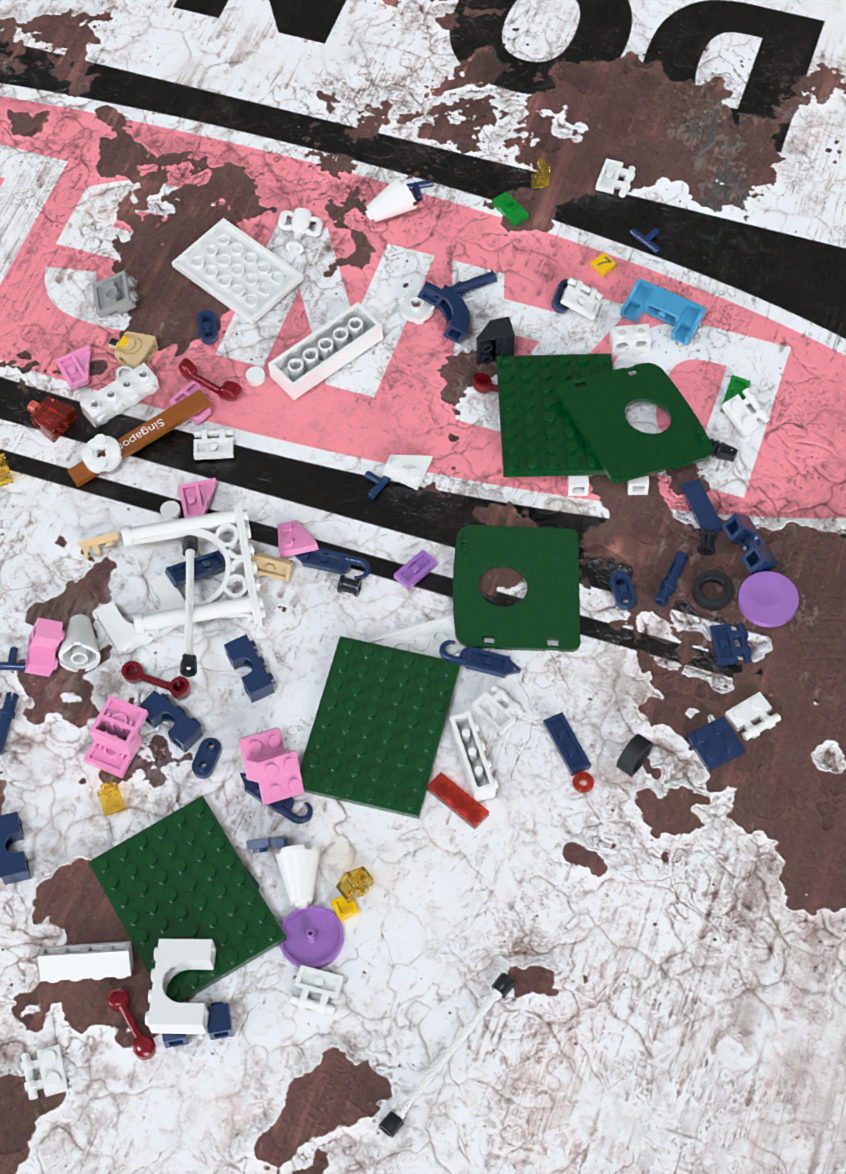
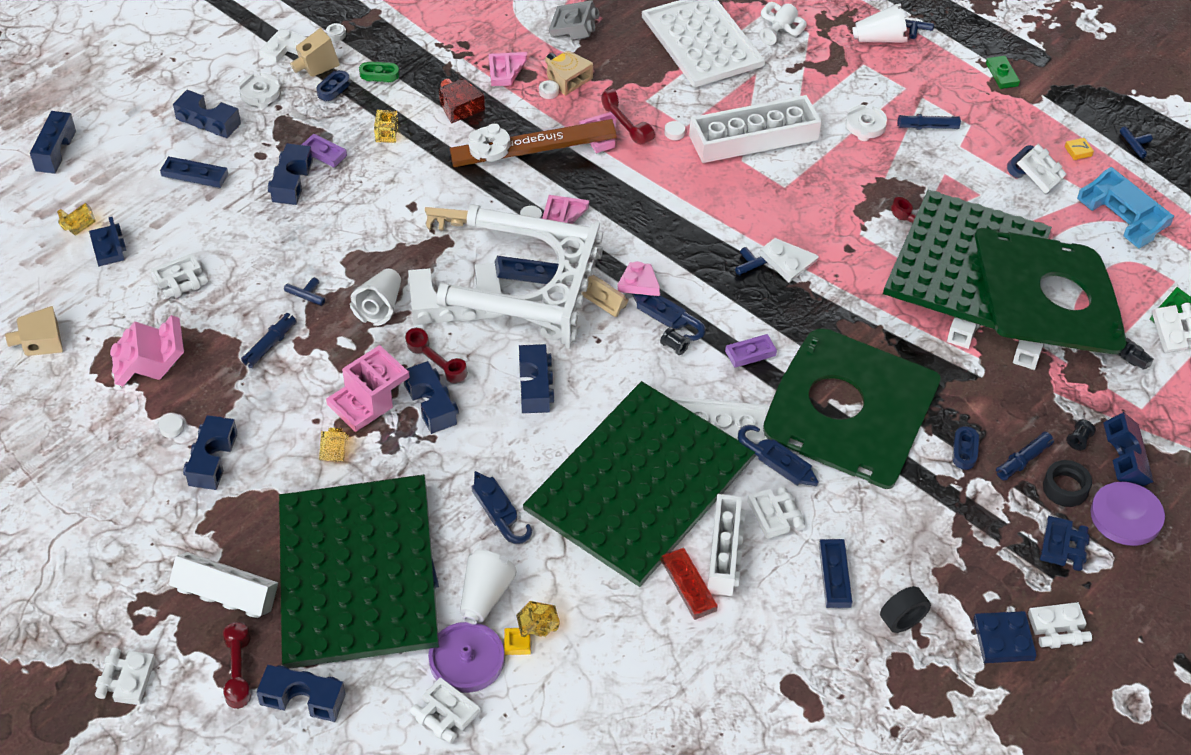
camera: 20 degrees right, 10 degrees down
(42, 647) = (345, 278): bright pink brick -> none
(119, 395) = (534, 102): white brick -> none
(172, 958) = (306, 614): white arch -> none
(188, 664) = (468, 338): white hose -> none
(206, 756) = (450, 443): dark blue plate -> none
(207, 328) = (648, 75): dark blue plate -> none
(213, 447) = (603, 172): white plate -> none
(261, 844) = (461, 542): plate -> none
(271, 765) = (507, 471): bright pink bracket -> none
(452, 307) = (901, 132): dark blue arch -> none
(495, 340) = (931, 172): black slope -> none
(542, 177) = (1047, 54): clear yellow bracket -> none
(583, 776) = (836, 612): clear red plate -> none
(609, 178) = (1120, 77): white plate -> none
(630, 339) = (1078, 220): white brick -> none
(700, 505) = (1089, 398): dark blue tile -> none

